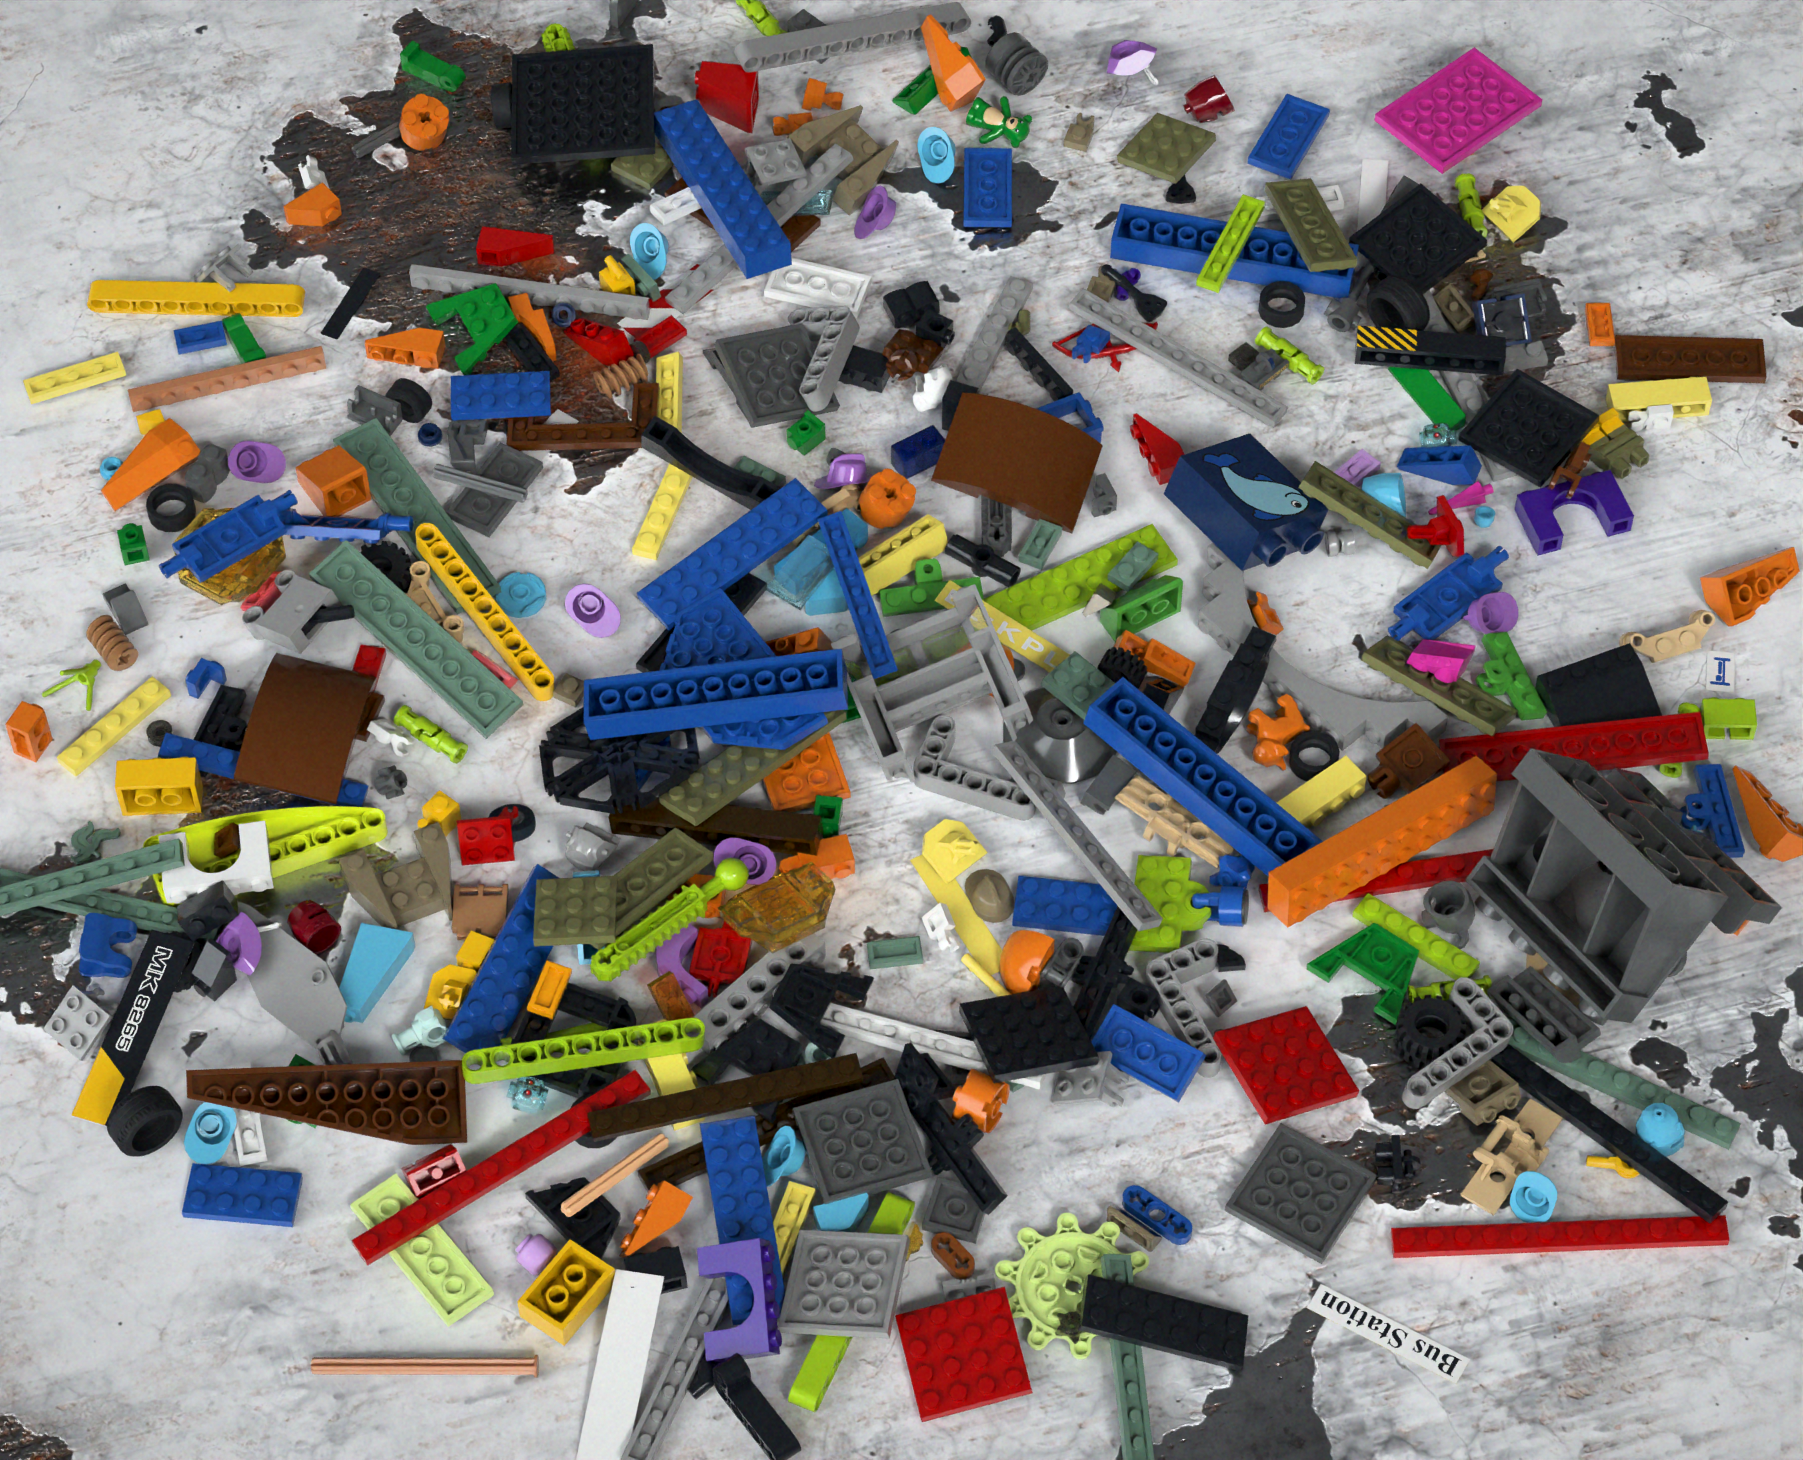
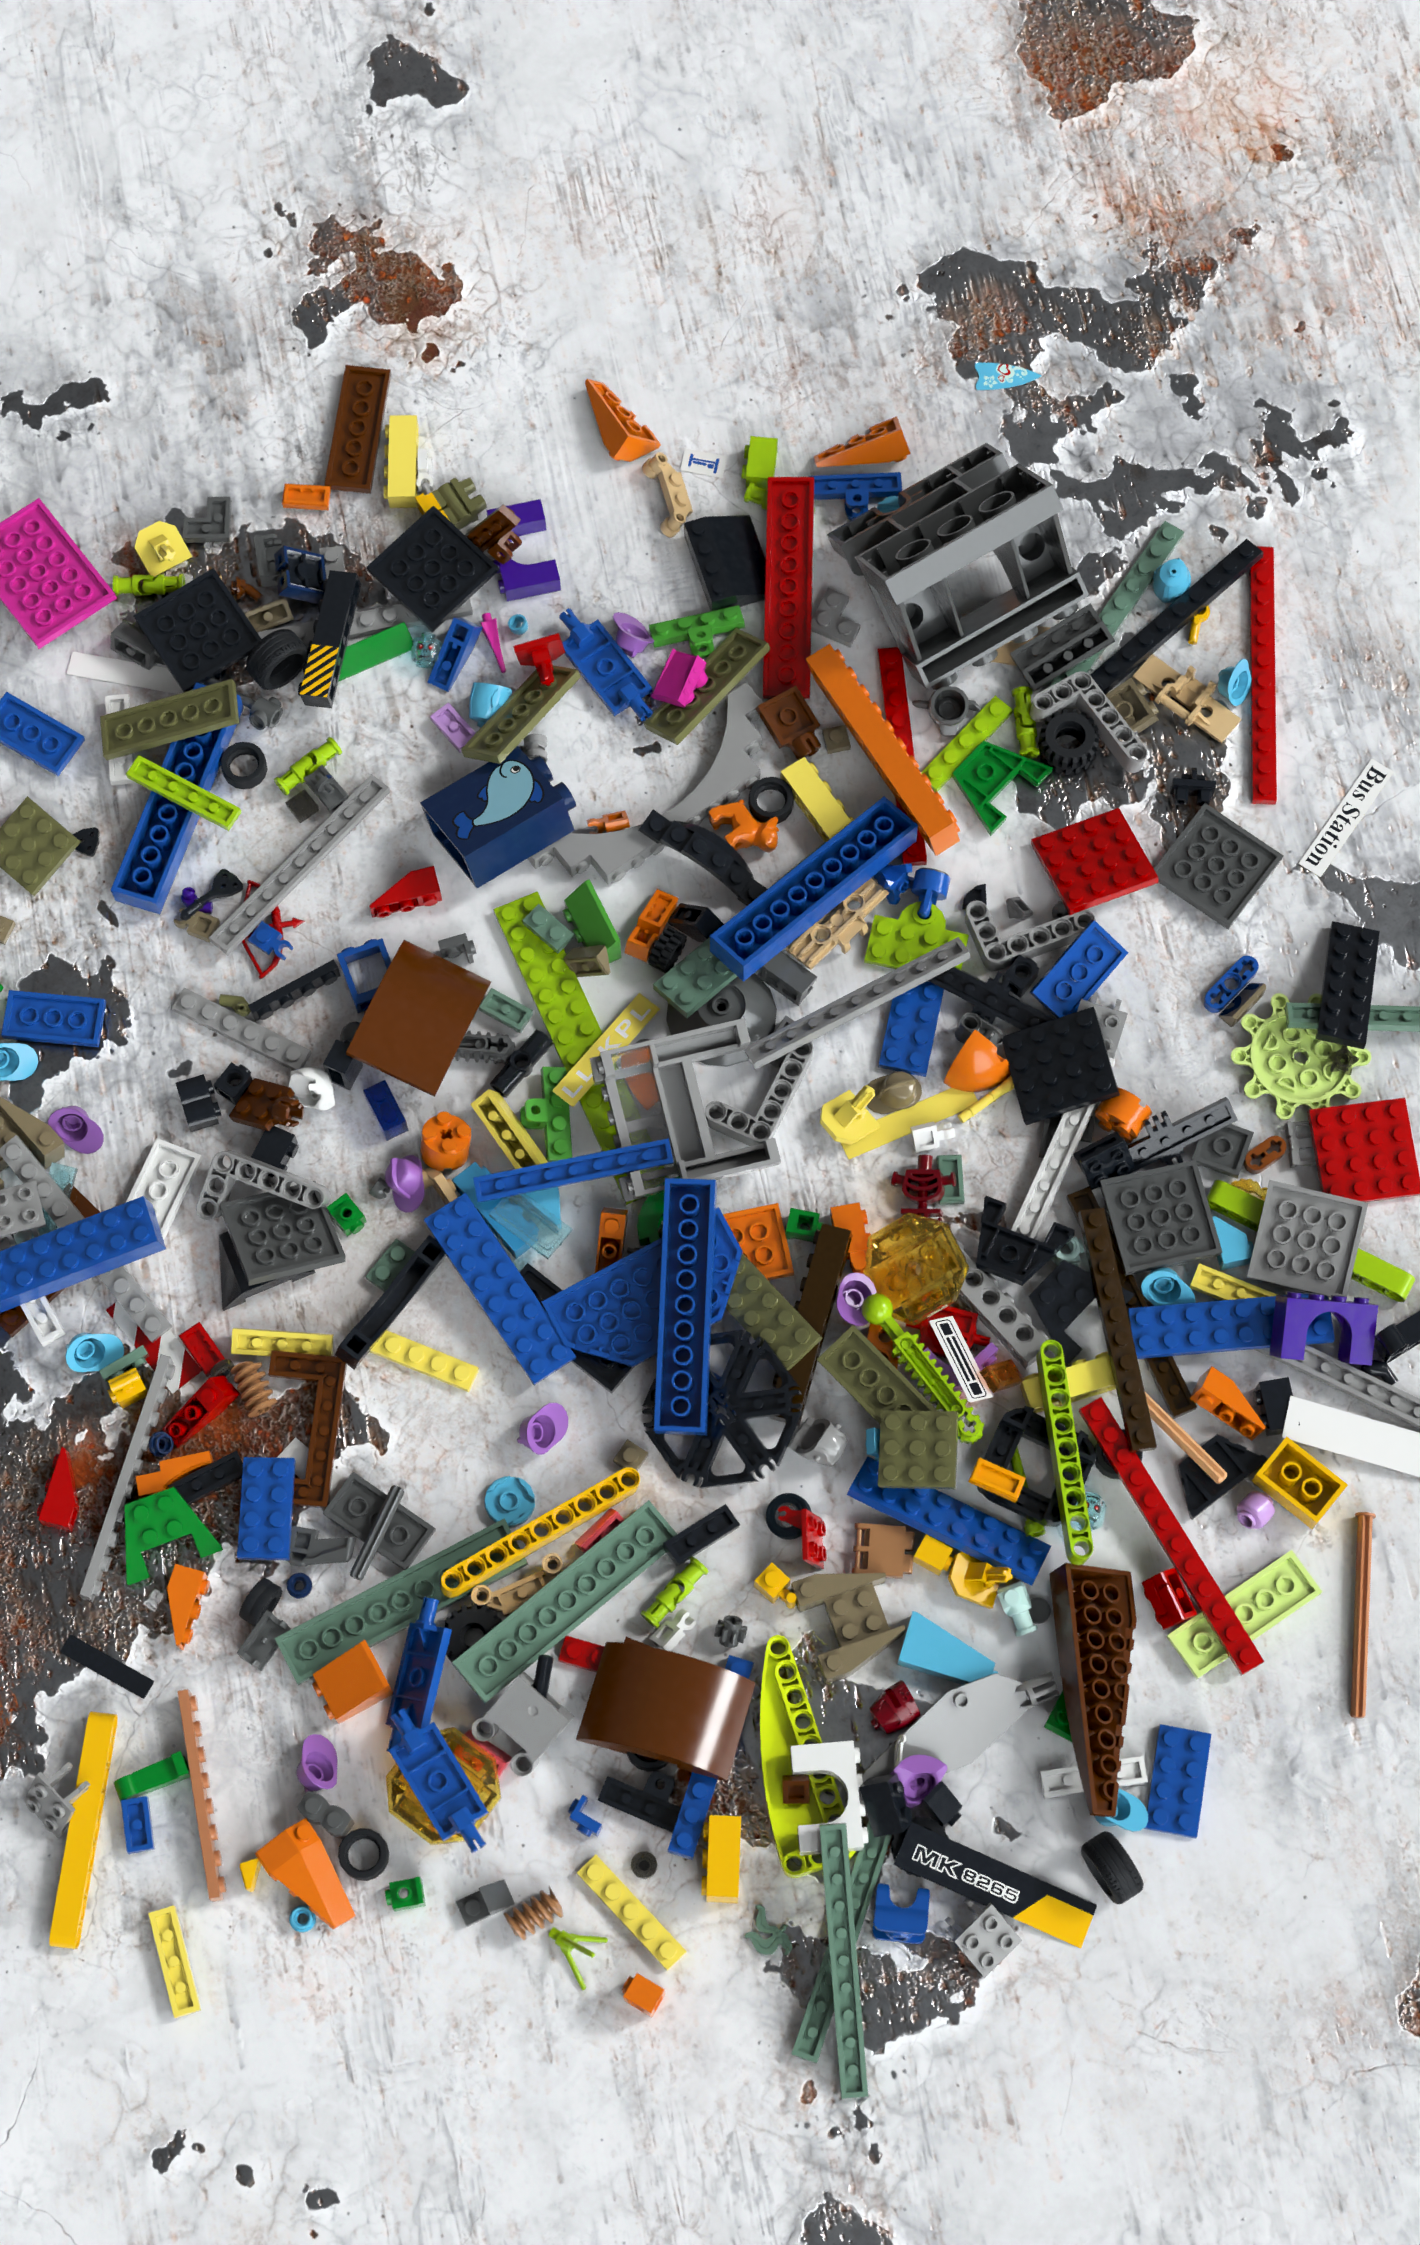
camera: 85 degrees left, 15 degrees up
(488, 749) = (701, 1535): none -> black plate
(685, 956) = (960, 1359): none -> white sticker
(876, 915) = (929, 1182): none -> dark red piece
(1550, 254) = (214, 527): none -> dark grey plate

